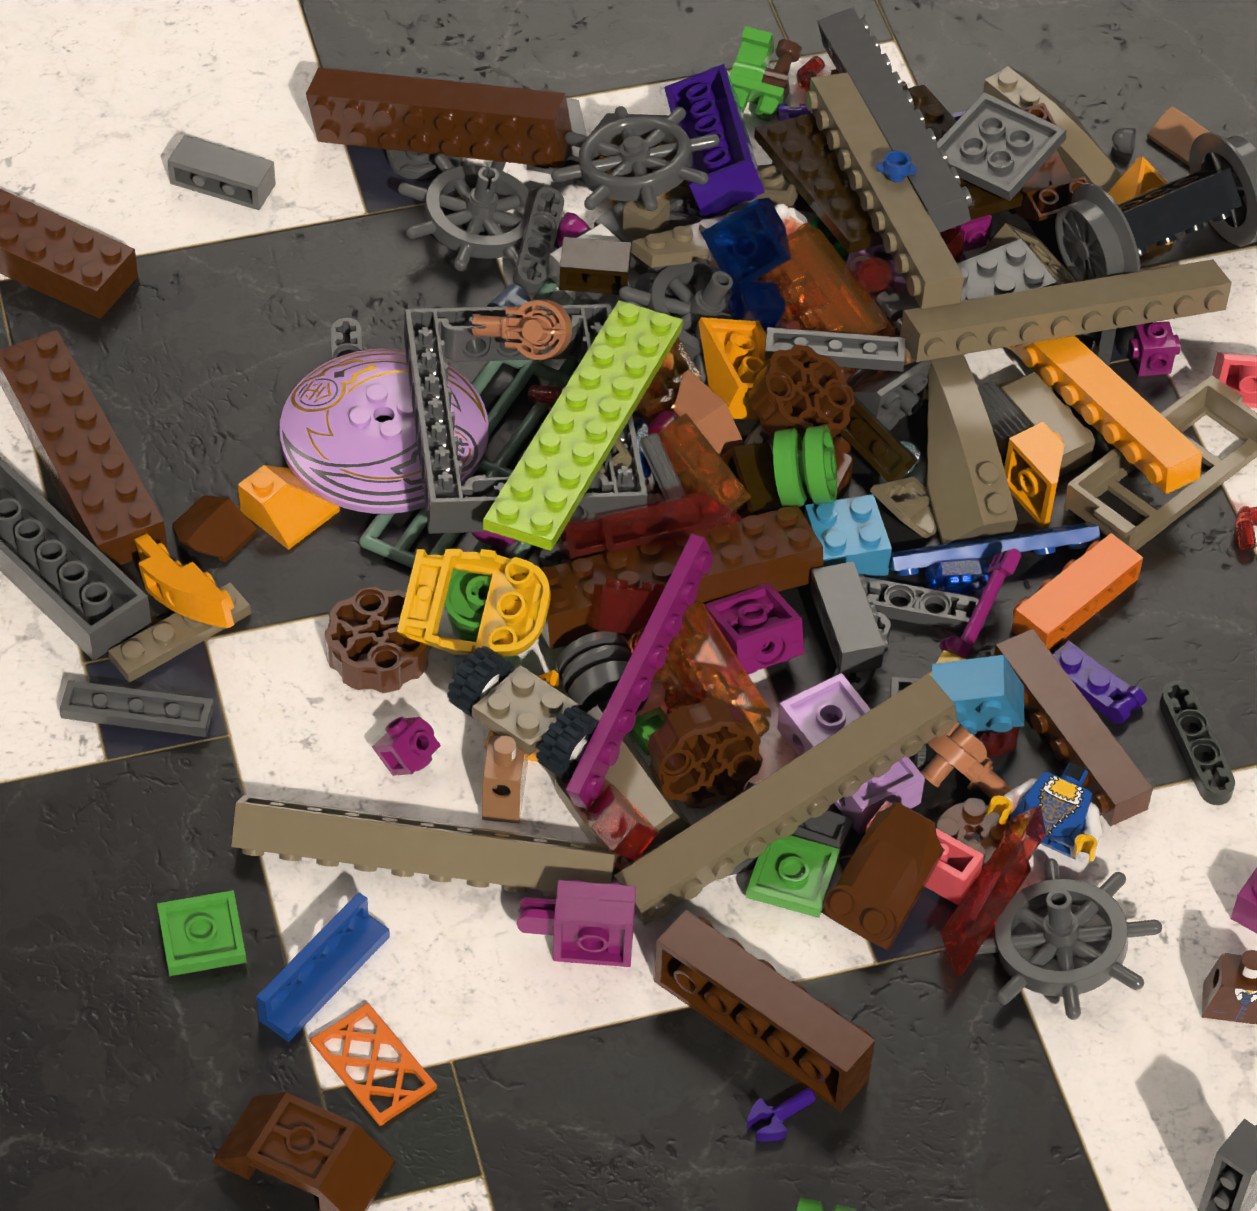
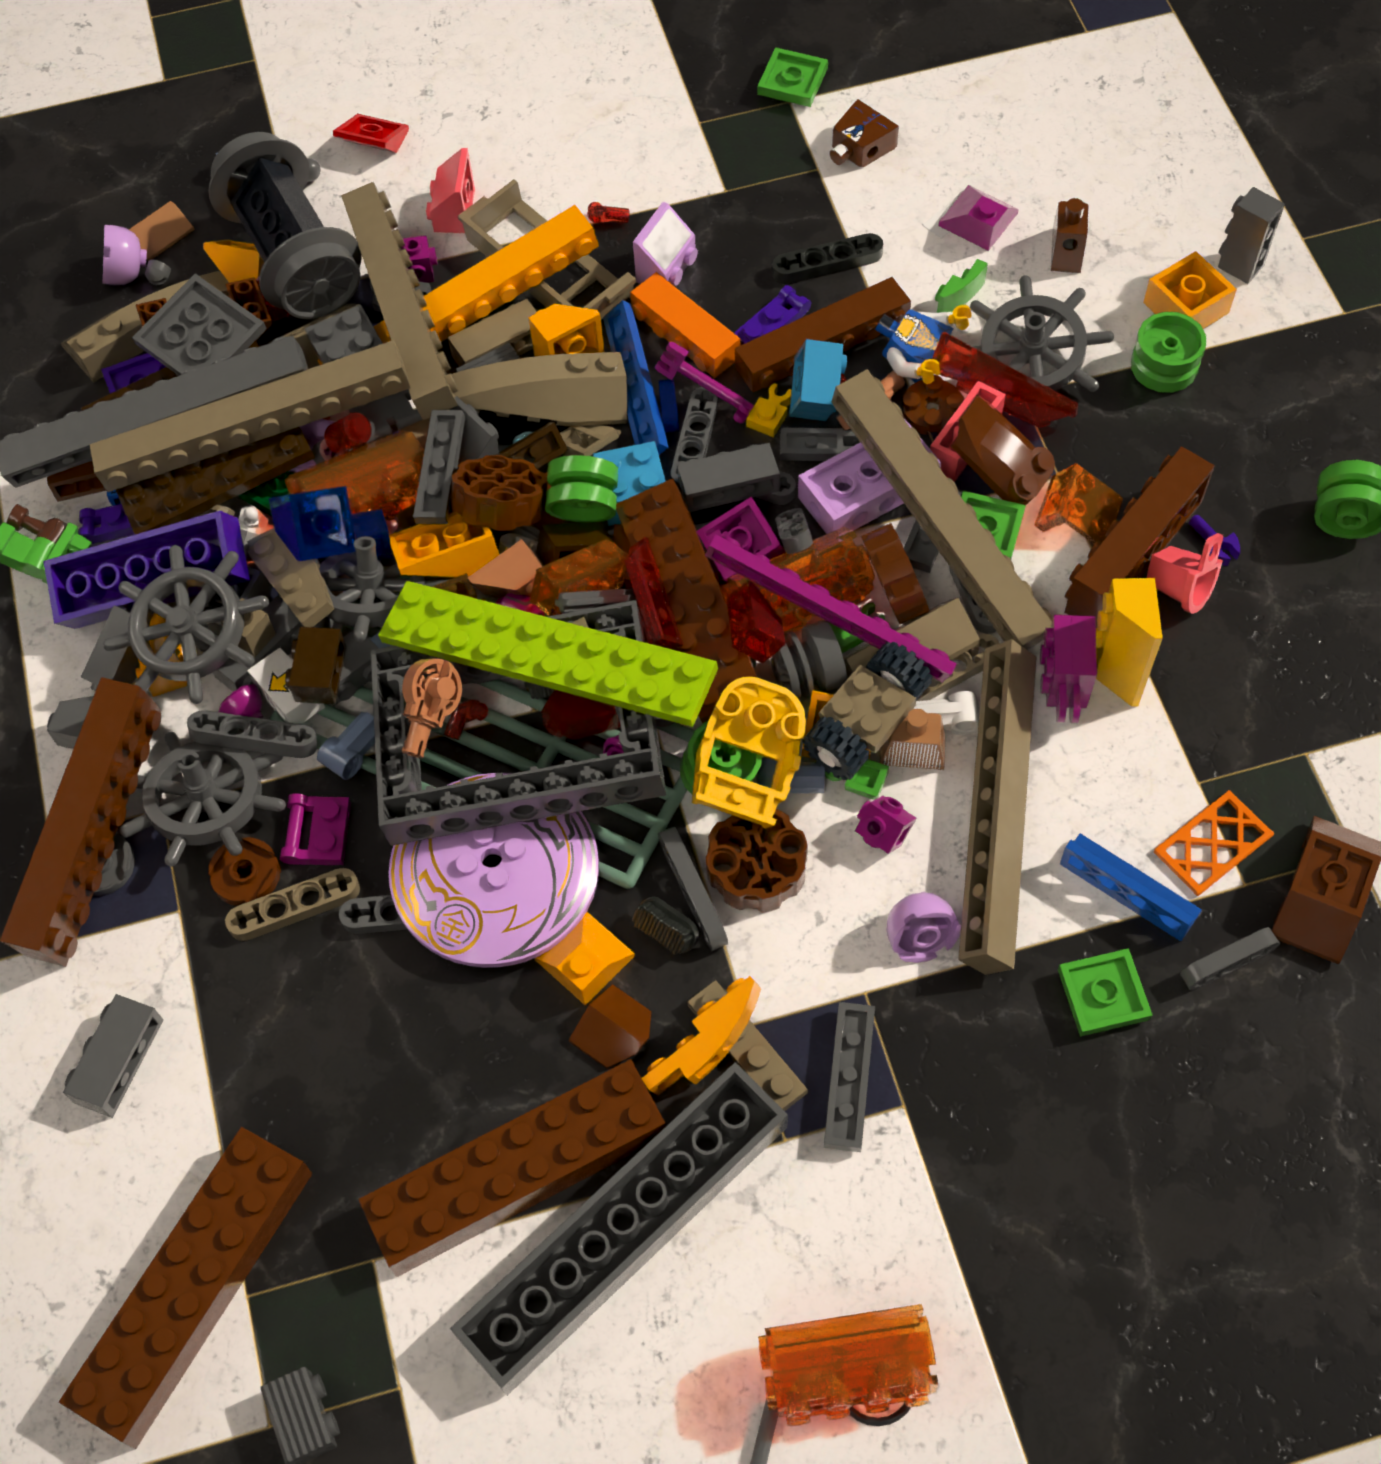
camera: 85 degrees left, 10 degrees up
(226, 1051) = (1229, 958): none -> dark grey beam
(288, 767) = (921, 927): none -> lavender cylinder
(311, 565) = (666, 925): none -> pearl dark grey piece
(313, 598) = (693, 888): none -> dark grey beam
(366, 288) = (291, 899): none -> dark tan beam
(393, 265) = (260, 883): none -> reddish brown plate
(419, 301) = (327, 830): none -> magenta plate
(467, 739) = (867, 781): none -> bright green plate
(542, 808) = (958, 711): none -> white piece
(596, 953) = (1128, 637): none -> yellow slope
(620, 824) = (972, 639): clear red slope -> none
(712, 1059) = (1187, 575): none -> coral container
(769, 670) = (793, 531): none -> dark grey beam
(809, 70) = (42, 511): clear red arm -> none
(824, 966) = (1079, 502): none -> clear orange bracket
(896, 166) = (243, 391): blue plate -> none
(1054, 1079) = (1168, 351): none -> bright green wheel
(1137, 101) = (121, 255): none -> lavender cylinder
(1142, 865) = (961, 290): none -> bright green slope
(1149, 1114) = (1191, 289): none -> light orange brick
(1180, 566) = (664, 247): none -> slope

